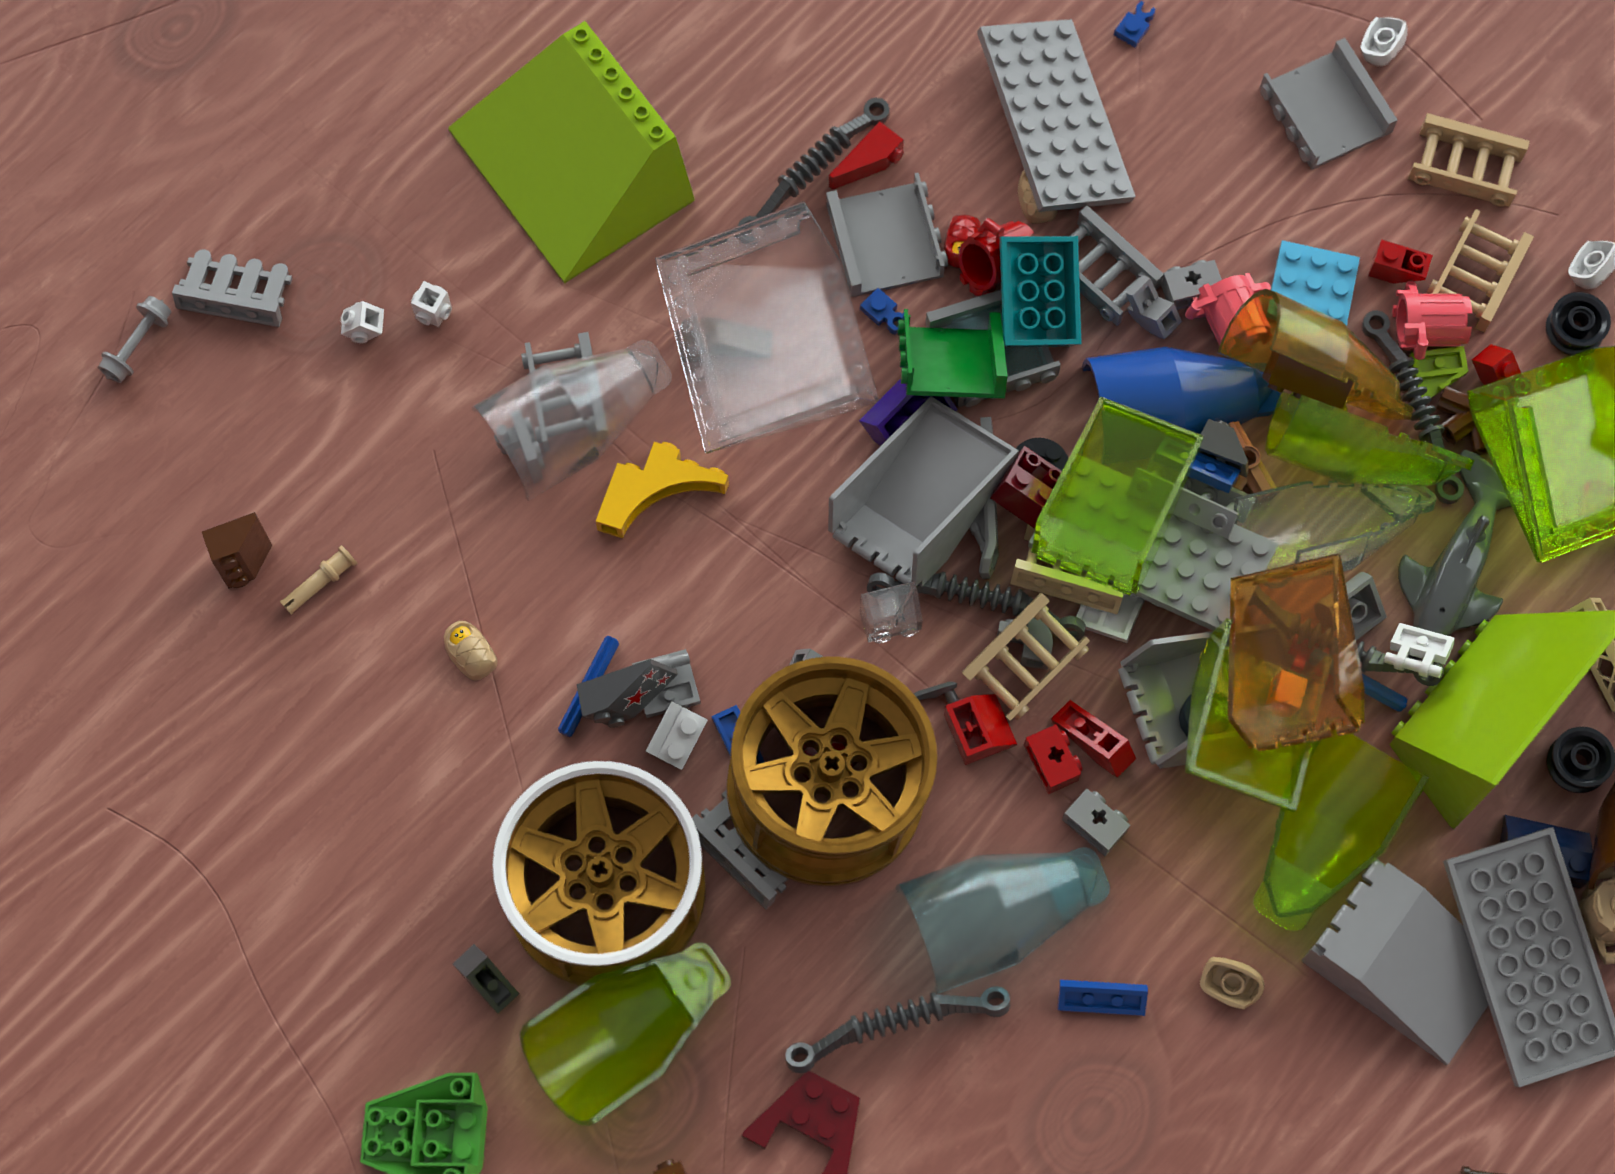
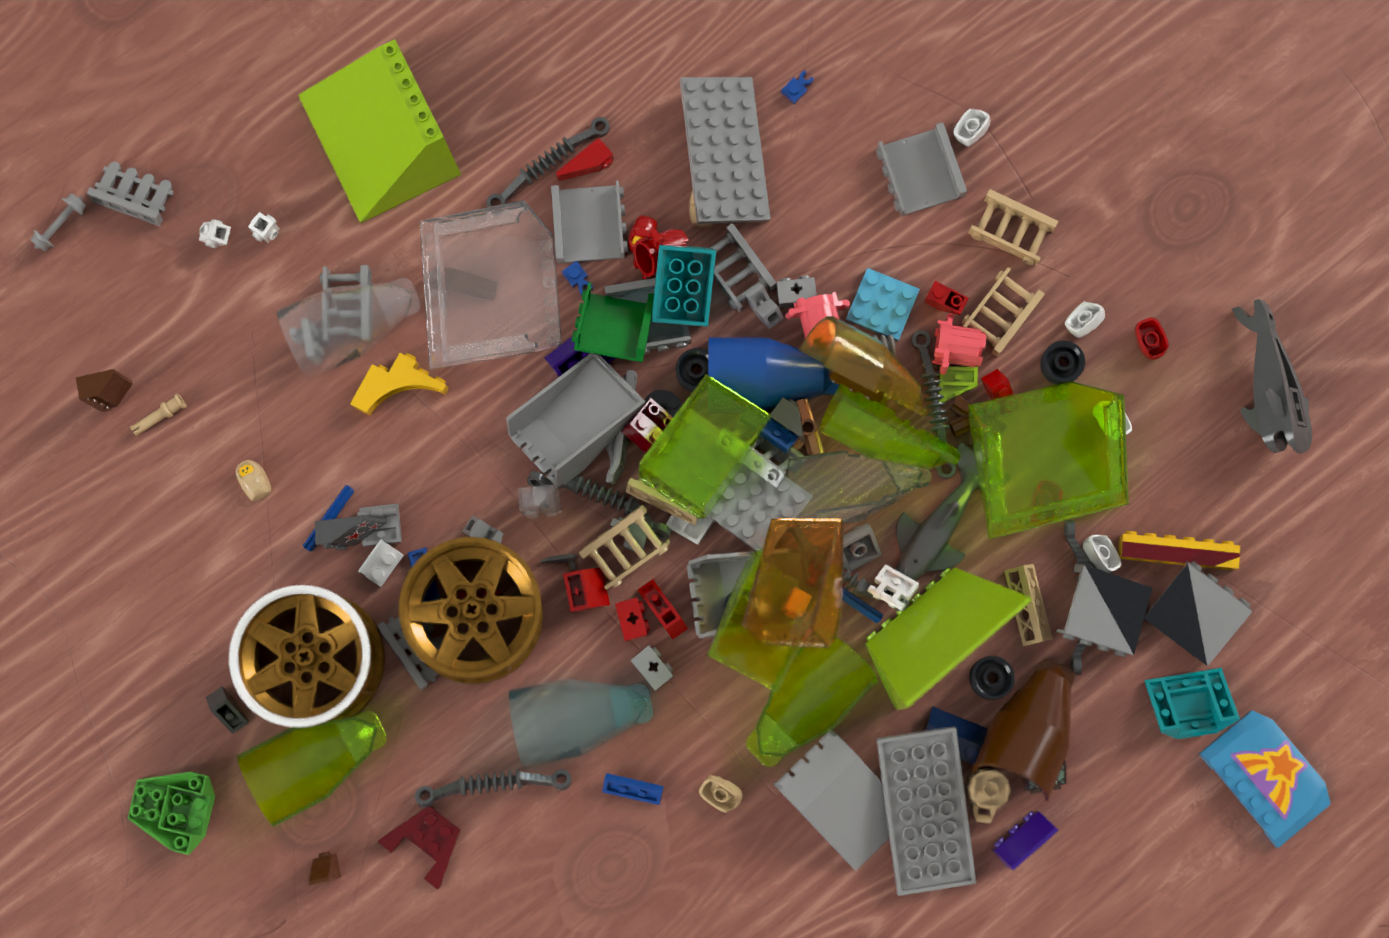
camera: 15 degrees right, 10 degrees up
(1064, 392) = (686, 362): none -> black wheel

